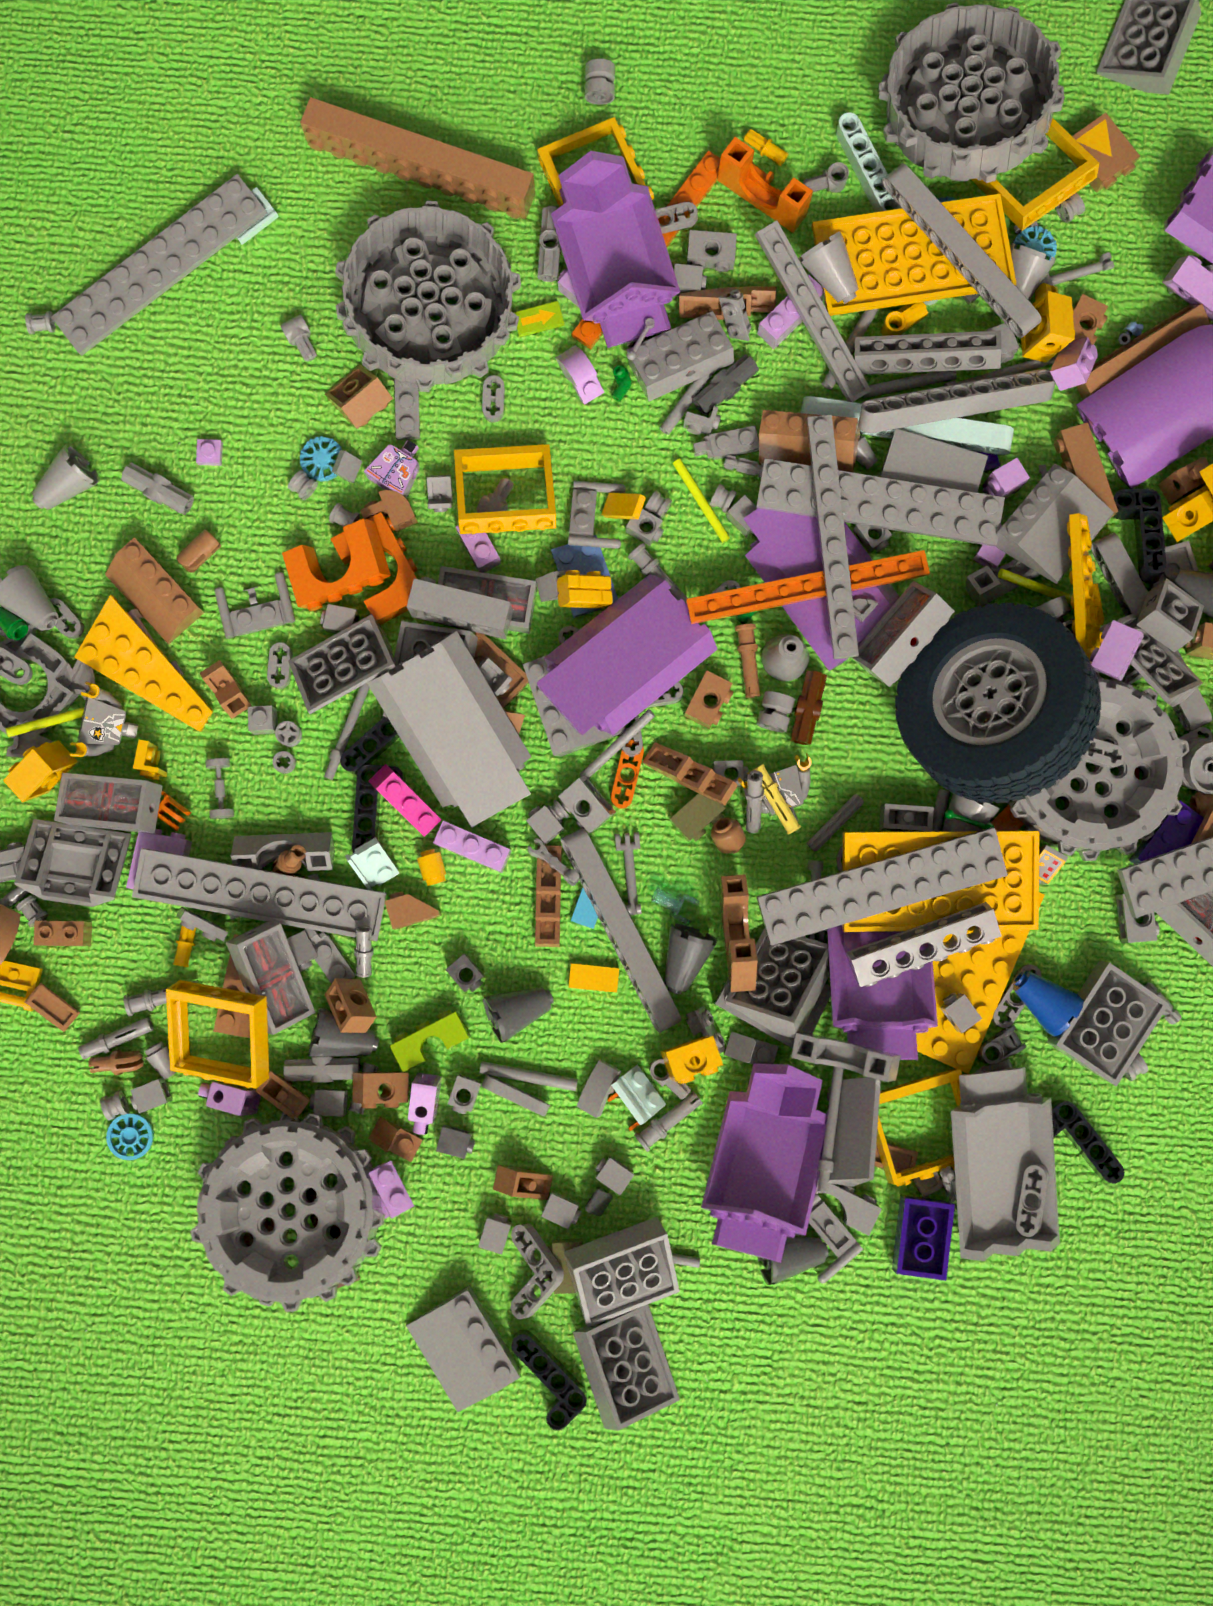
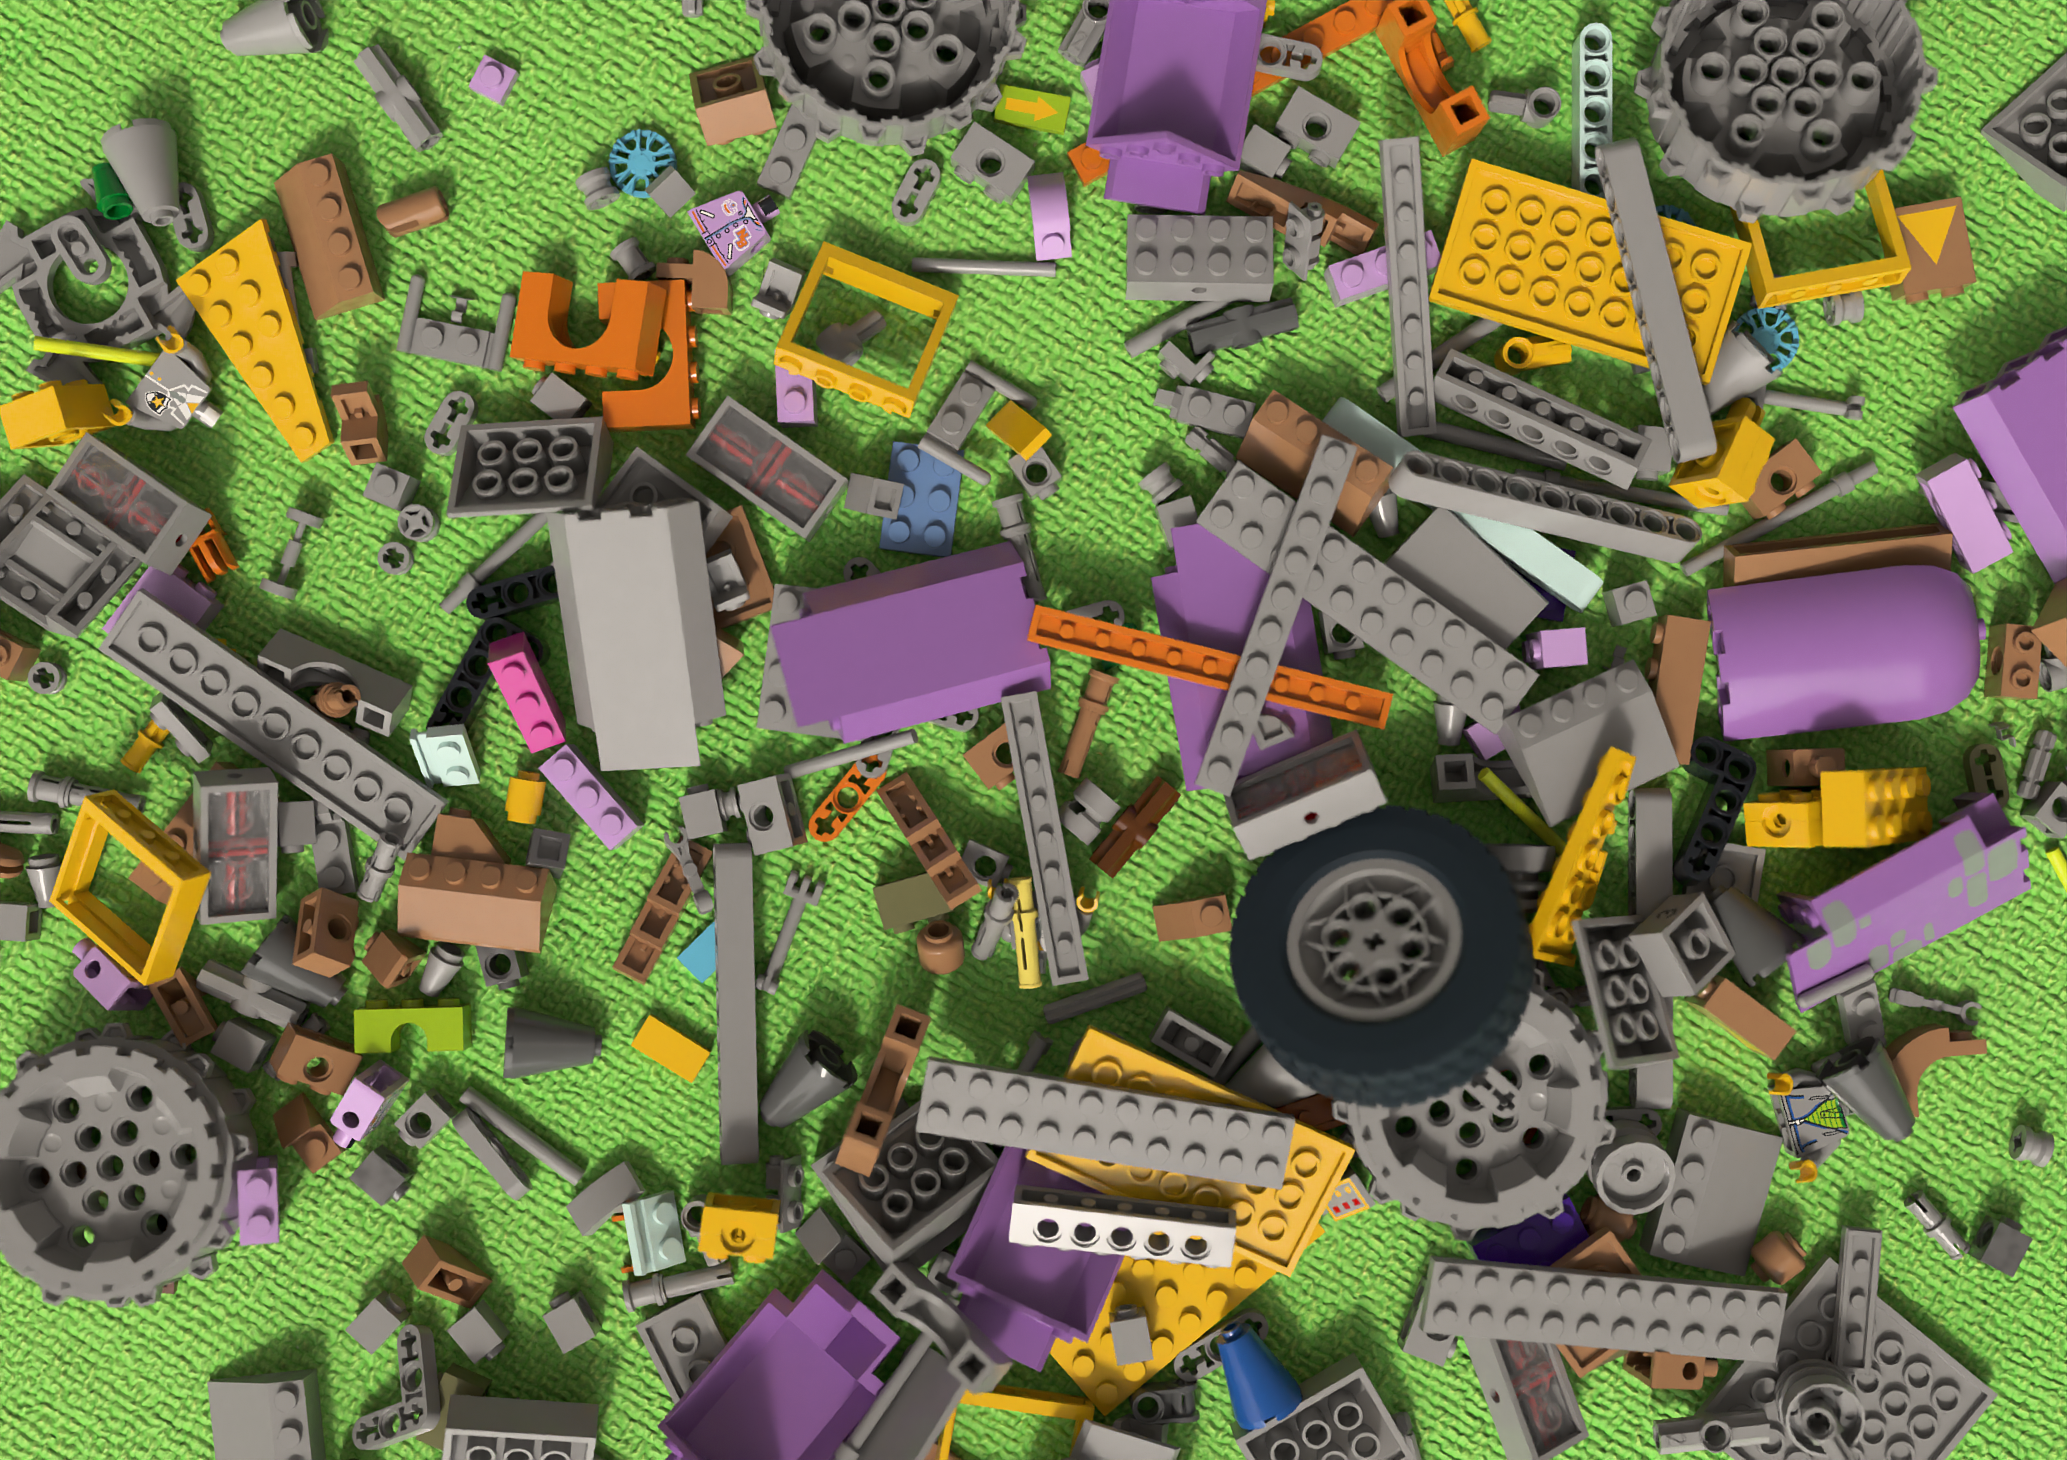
camera: 25 degrees right, 5 degrees up
(105, 929) = (37, 670): none -> light grey bush
(146, 758) = (206, 469): yellow bracket -> none
(396, 1003) = (391, 958): none -> medium nougat slope
(429, 996) = (440, 968): none -> light grey cone
(432, 943) = (474, 902): none -> medium nougat slope
(460, 608) = (723, 474): light grey brick -> none
(462, 893) = (548, 851): none -> flat silver brick
(521, 351) = (983, 145): none -> light grey brick
(554, 423) = (985, 267): none -> light grey bar
(584, 590) = (905, 524): yellow brick -> none
(598, 1202) = (534, 1345): dark grey slope -> none
(623, 382) = (1105, 254): green arm -> none
(649, 324) = (1176, 194): light grey hinge -> none
(658, 505) = (1067, 450): light grey wheel -> none
(673, 903) = (824, 1002): clear light blue piece -> none
(689, 1155) = (682, 1342): none -> light grey plate
(701, 501) = (1131, 471): neon yellow bar -> none
(759, 737) = (1044, 838): none -> light grey plate
(785, 657) = (1121, 745): light grey cone -> none
(826, 1029) = (939, 1272): none -> light grey plate
(832, 268) = (1463, 240): light grey cone -> none
(870, 745) = (1192, 917): none -> medium nougat slope
(950, 814) = (1247, 1067): green hinge -> none
(963, 554) = (1449, 722): none -> light grey cone
(1034, 436) = (1629, 603): none -> light grey brick
(1074, 364) = (1732, 532): lavender brick -> none
(1116, 650) = (1576, 965): lavender brick -> none
(1120, 312) = (1839, 485): none -> light grey bar
(1131, 329) = (1828, 522): arm -> none

